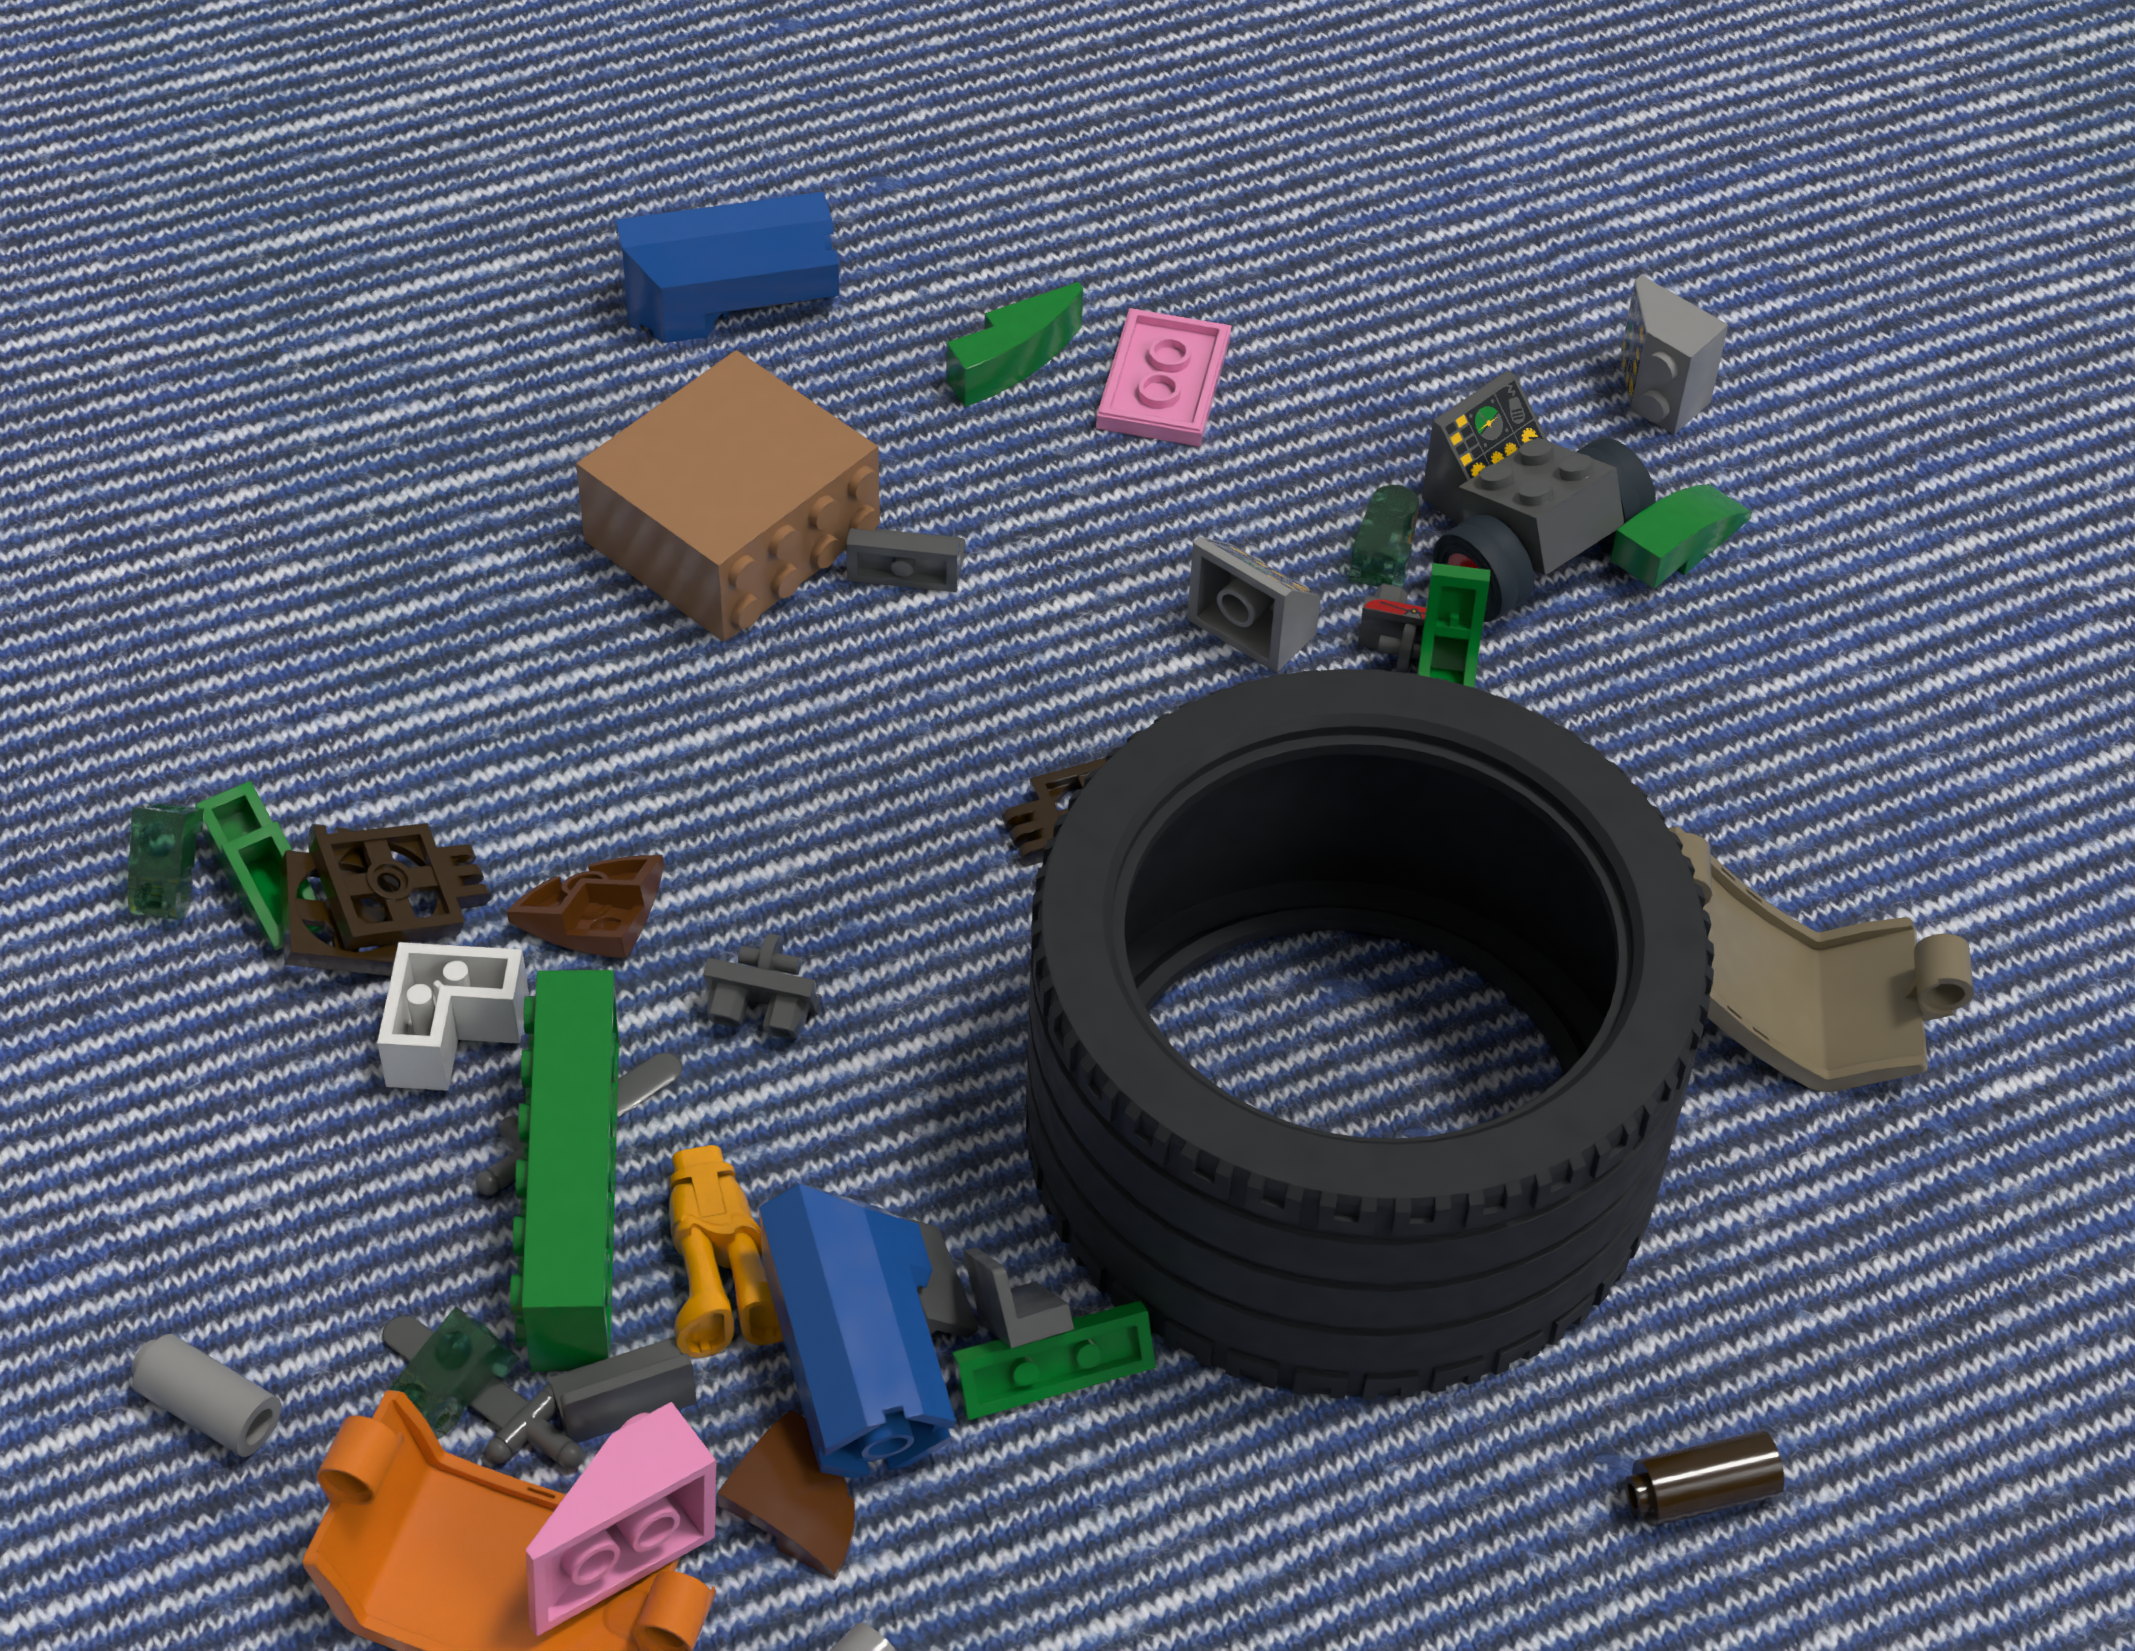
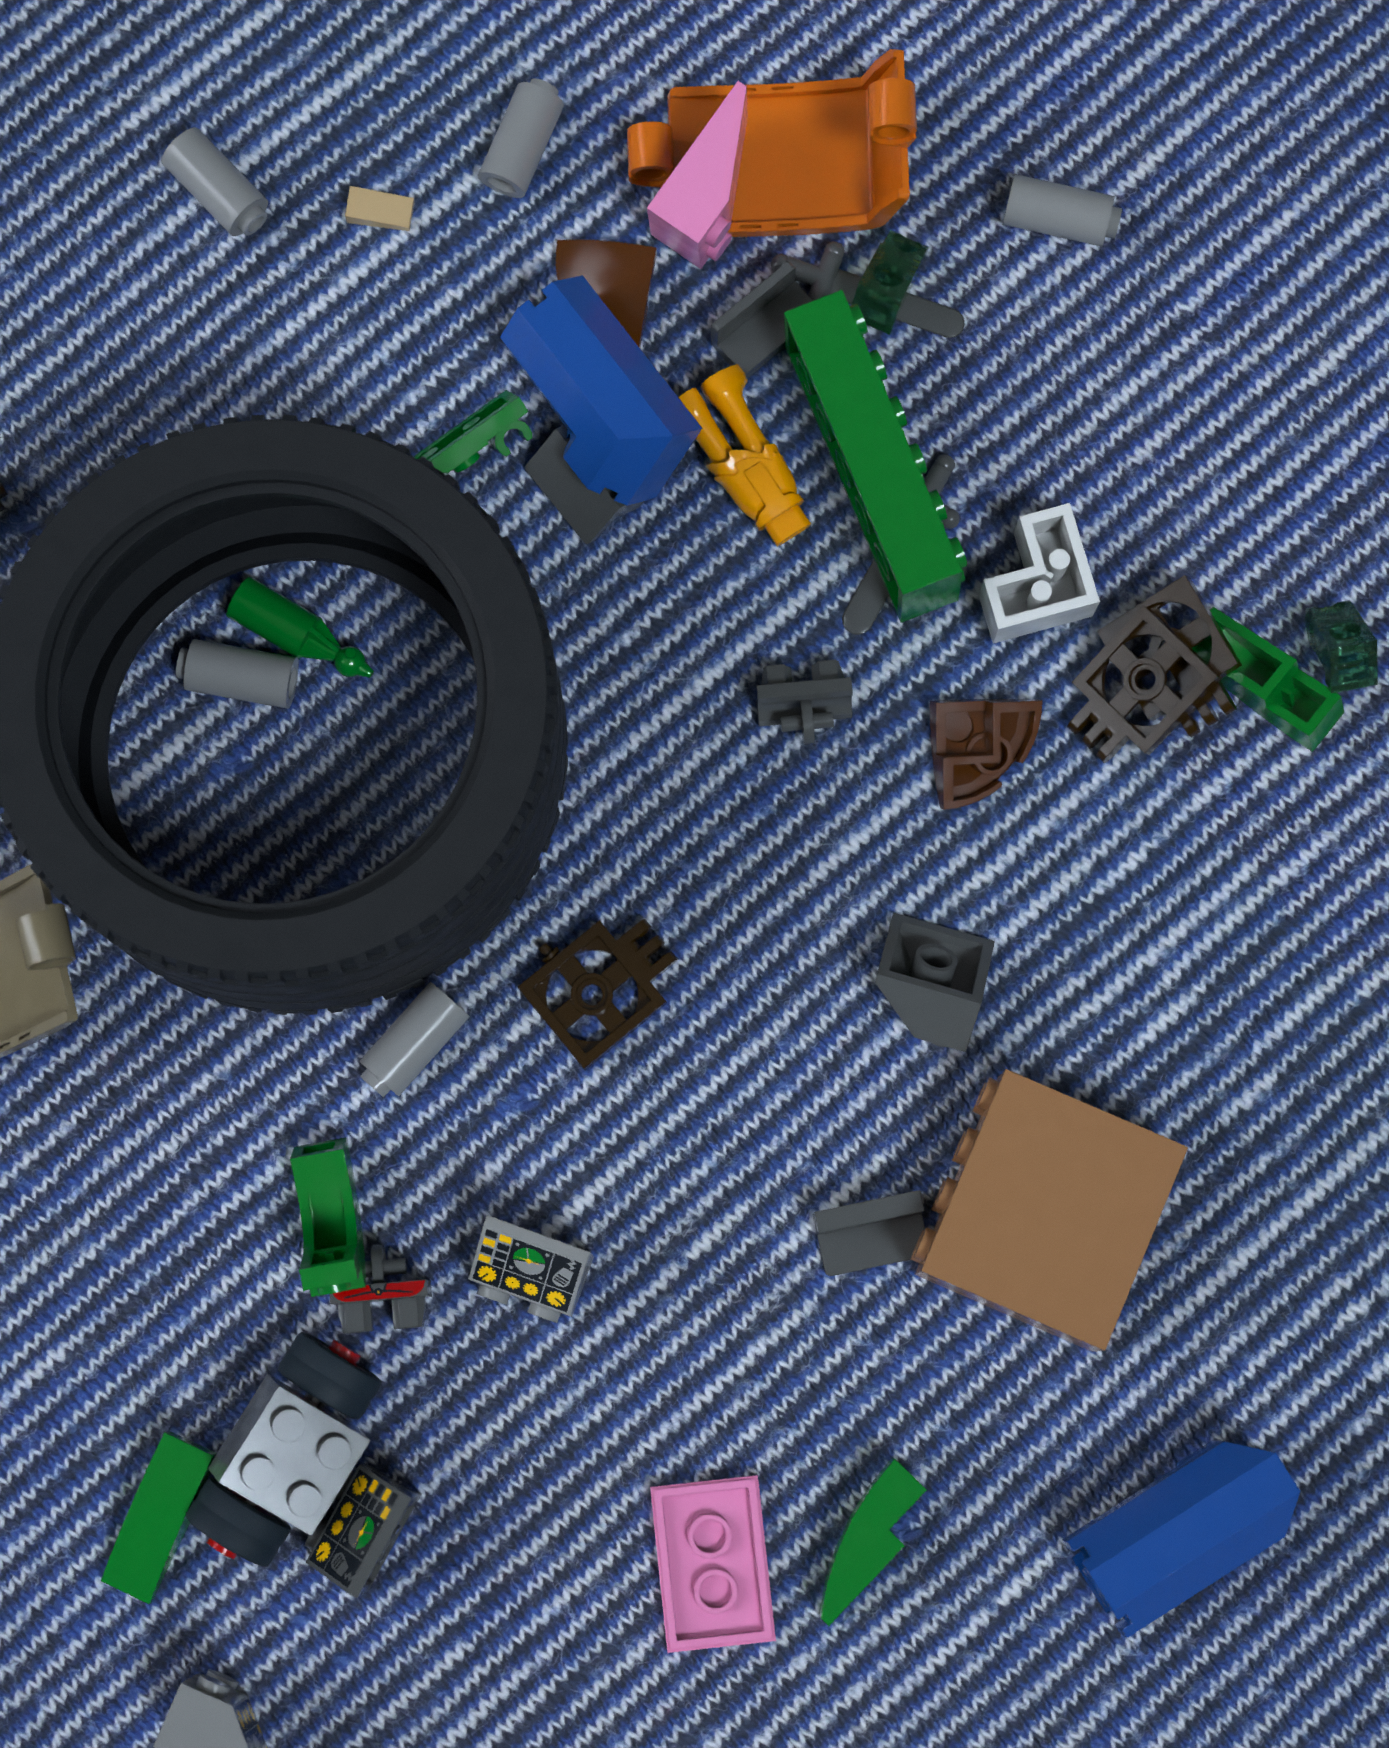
camera: 165 degrees right, 30 degrees up
(740, 713) = (934, 979): none -> dark grey slope
(1016, 1313) = (491, 462): dark grey panel -> none
(1384, 538) = (440, 1407): clear green leg -> none

